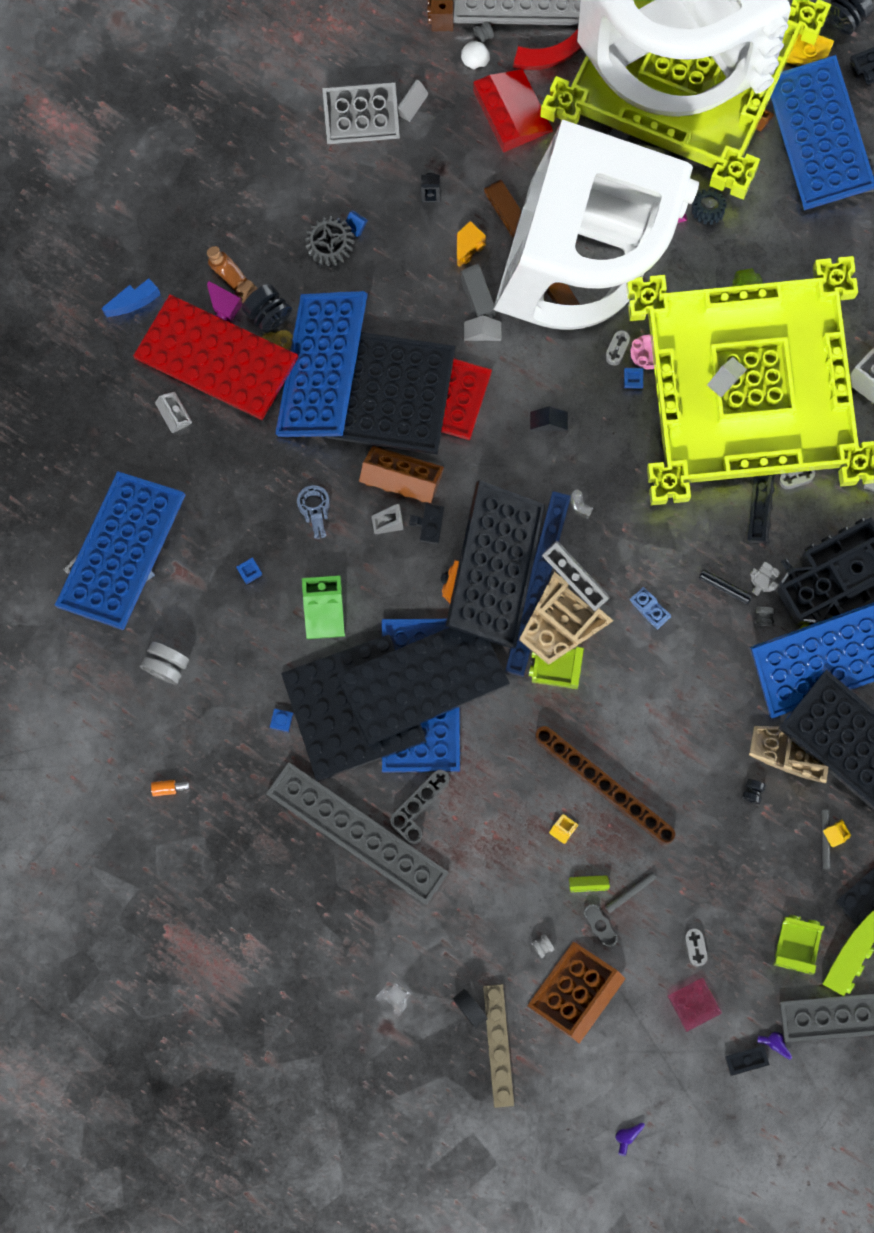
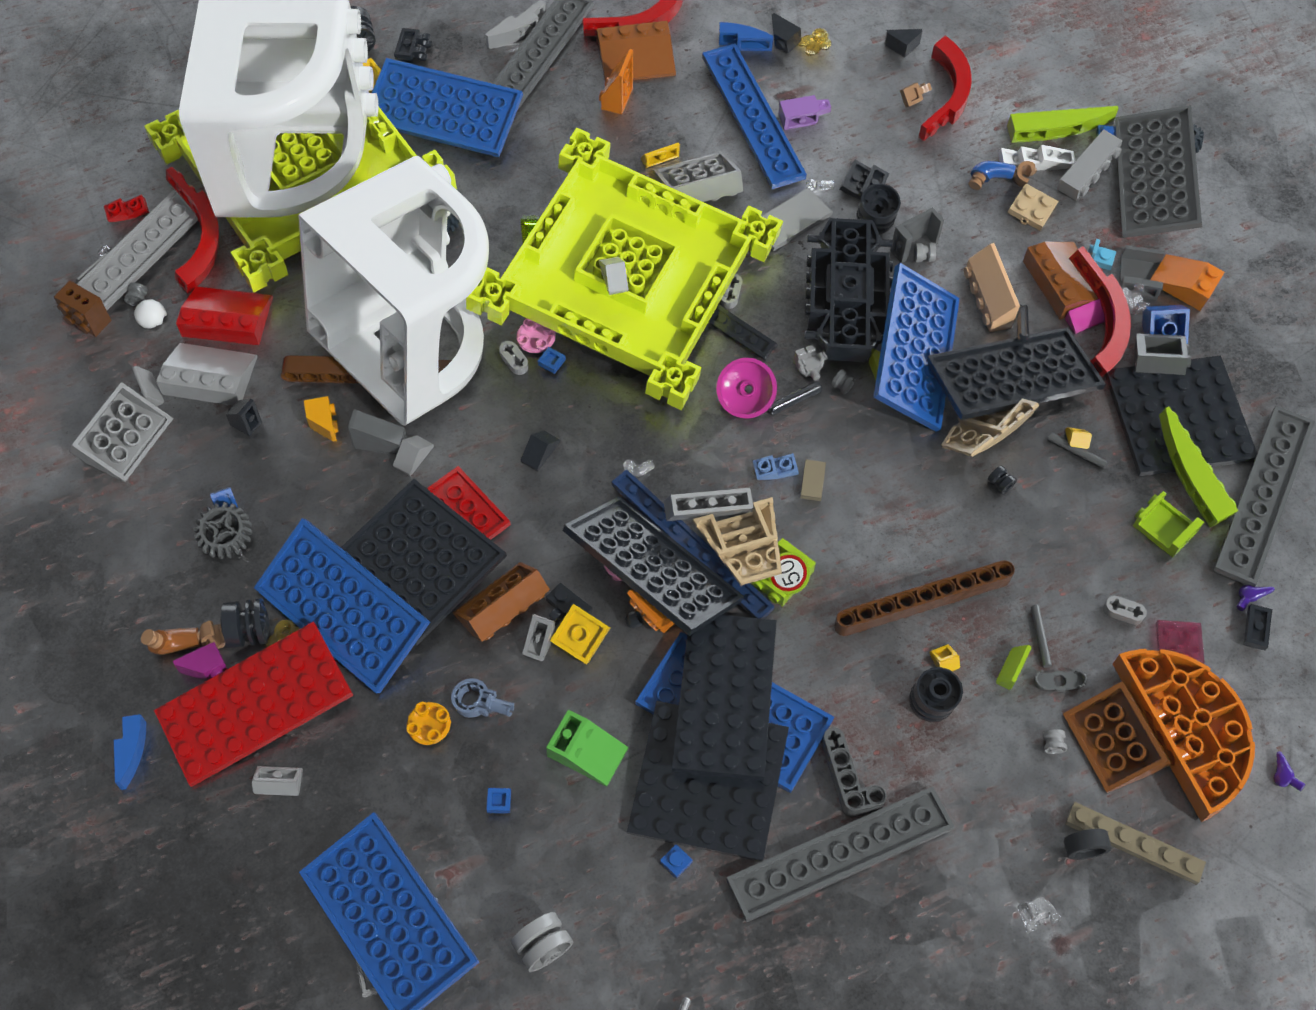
camera: 65 degrees left, 15 degrees down
(276, 485) = (428, 723): none -> light orange dish
(409, 547) = (580, 634): none -> yellow plate
(452, 133) = (206, 374): none -> light grey slope
(513, 827) = (935, 694): none -> black wheel
(558, 673) = (794, 573): none -> piece
(623, 1046) = (1196, 723): none -> orange brick
(657, 643) = (813, 480): none -> dark tan tile
(694, 539) = (736, 378): none -> dark pink dish

